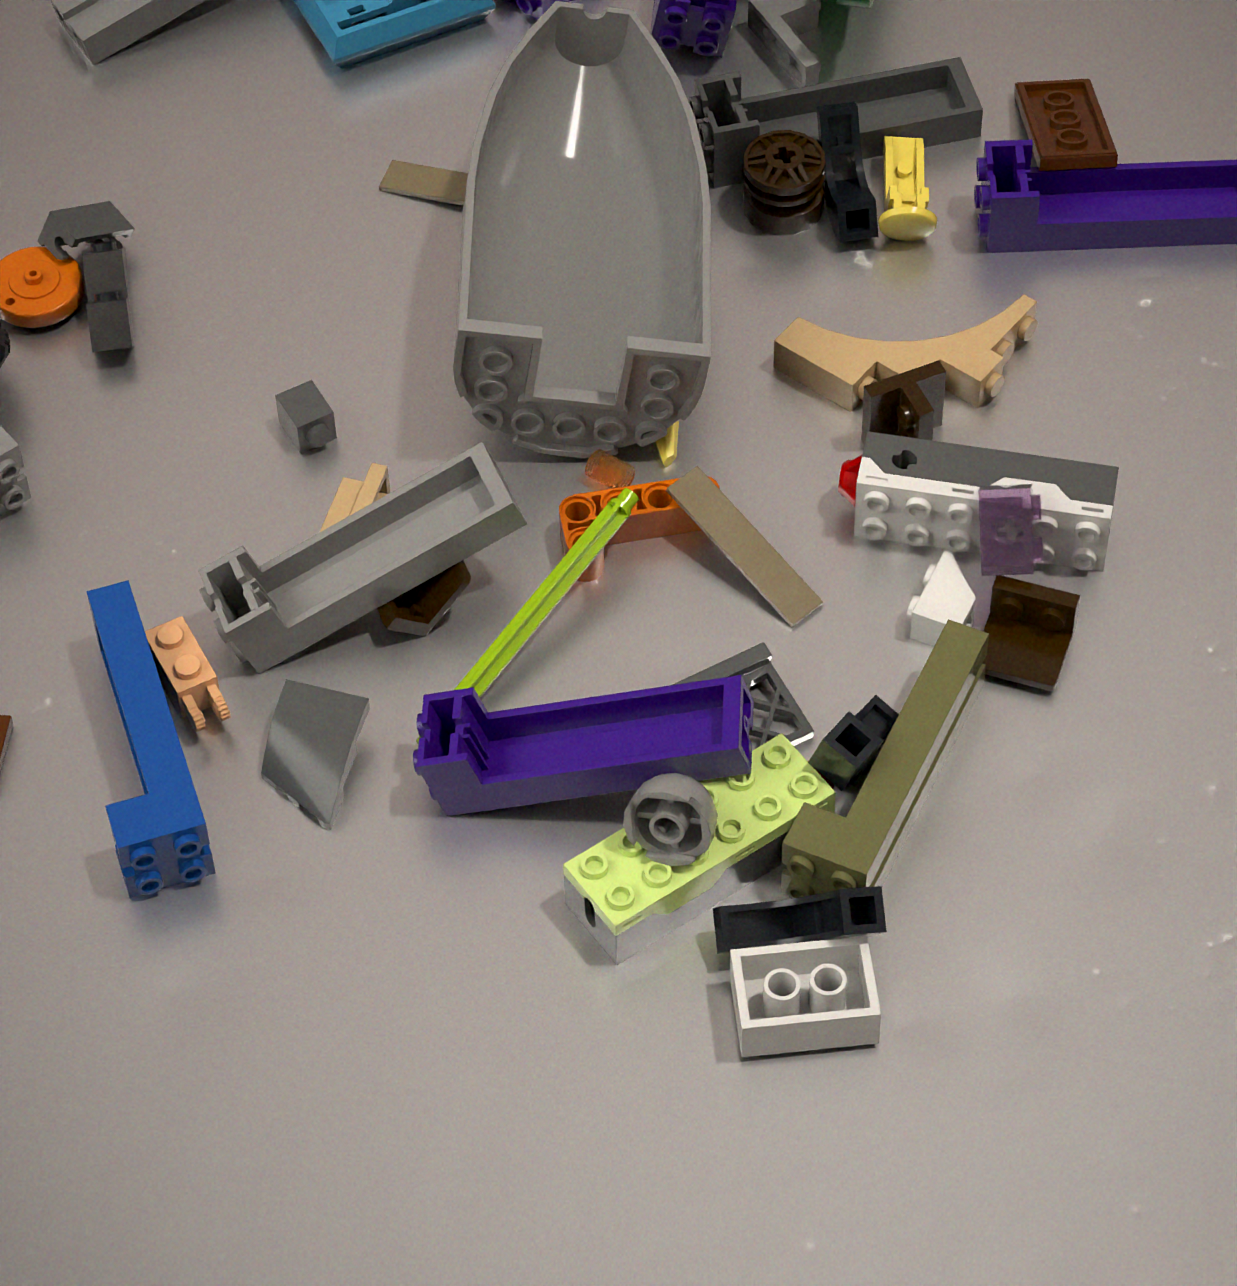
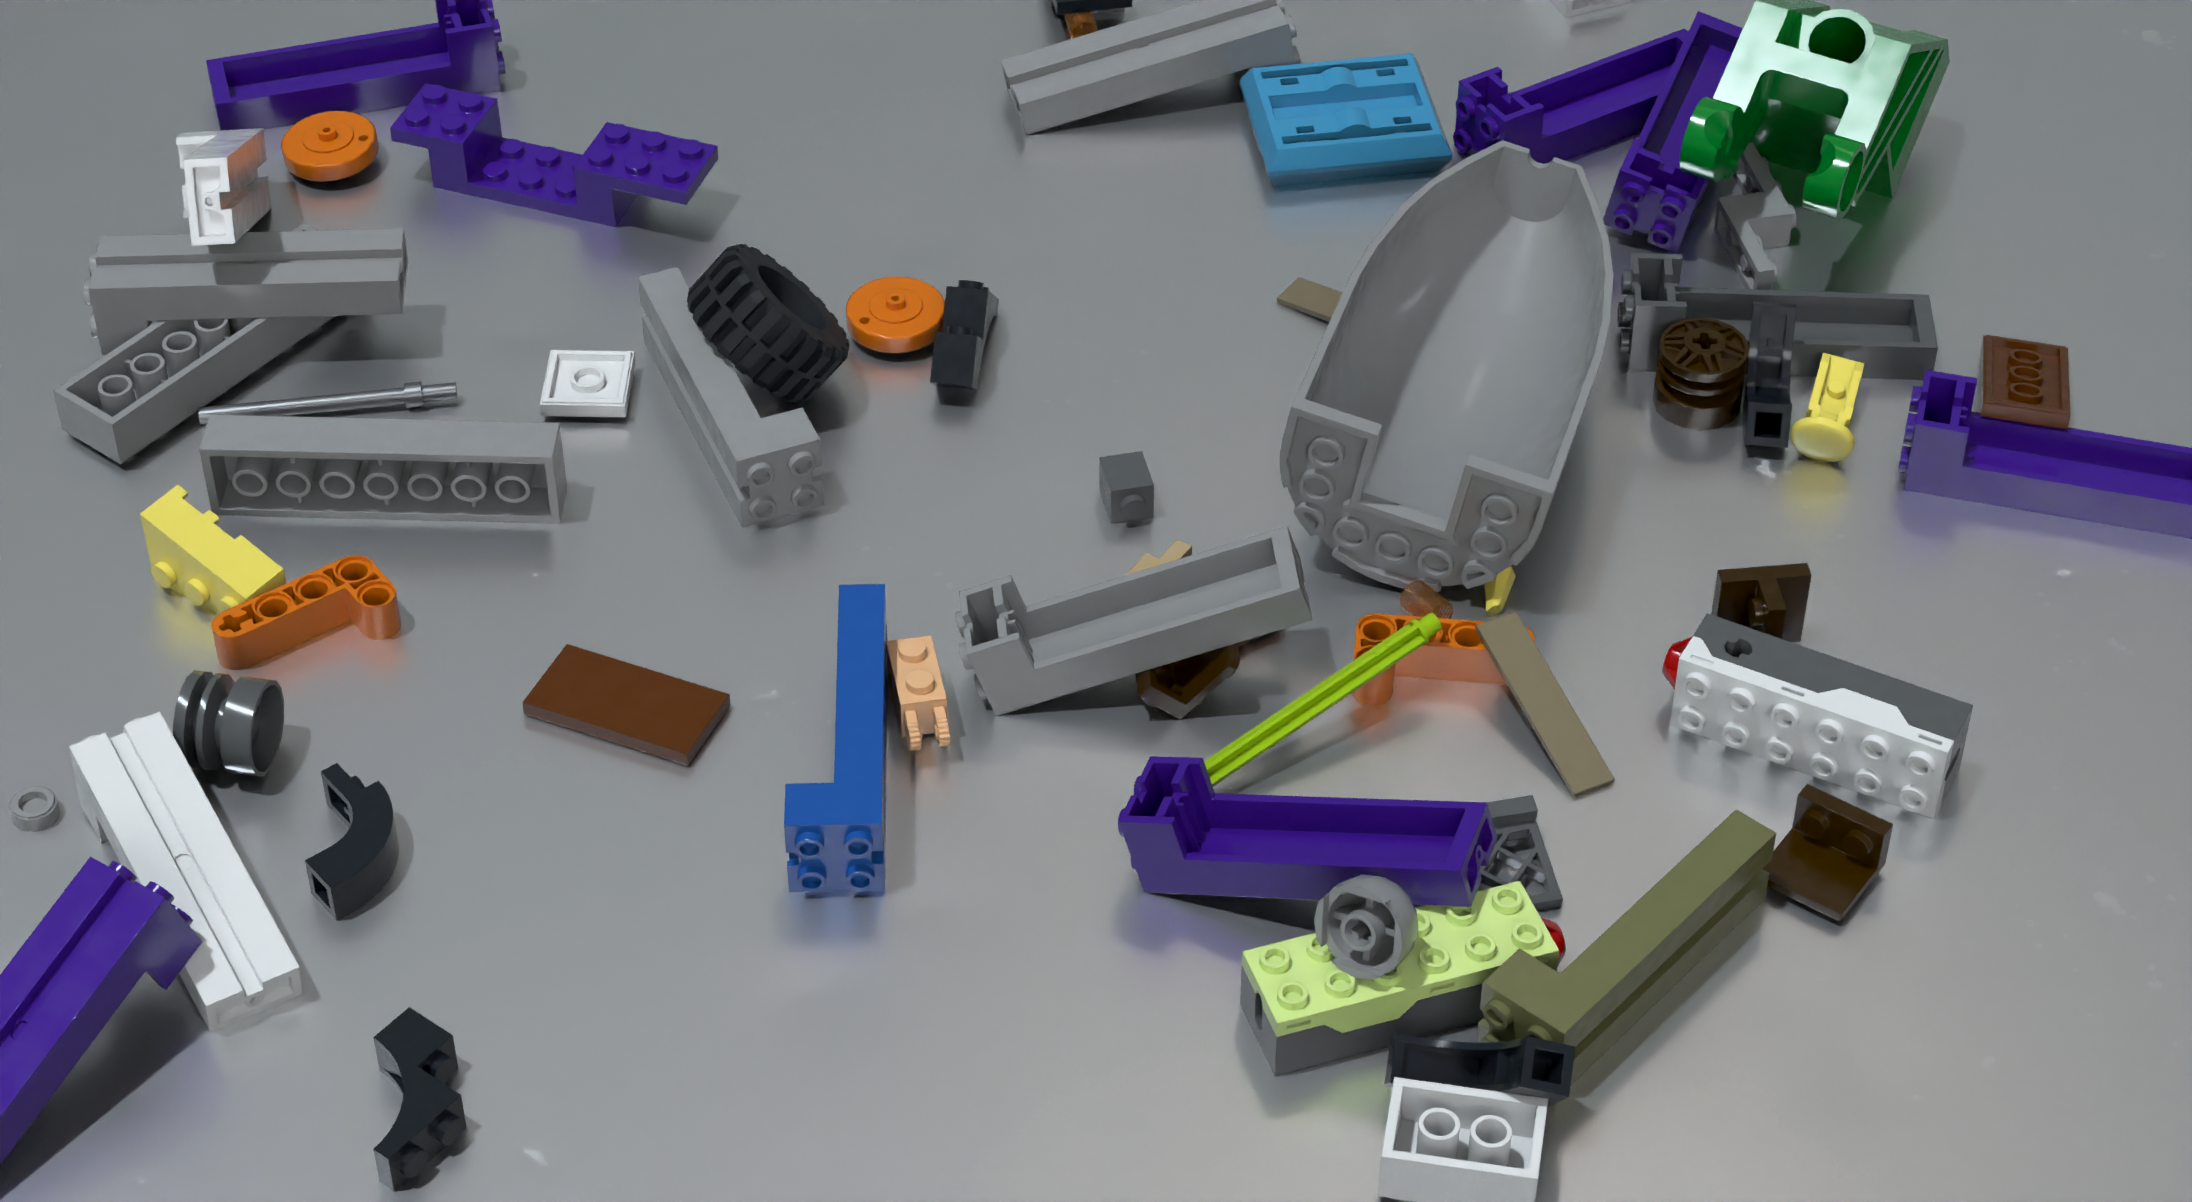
camera: 15 degrees right, 10 degrees down
(85, 225) = (953, 263): dark grey hinge -> none
(313, 746) = (1025, 790): dark grey slope -> none
(842, 364) = (1843, 584): tan arch -> none
(854, 743) = (1587, 906): black arch -> none
(943, 598) = (1746, 790): white slope -> none
(999, 553) = (1819, 715): clear purple brick -> none

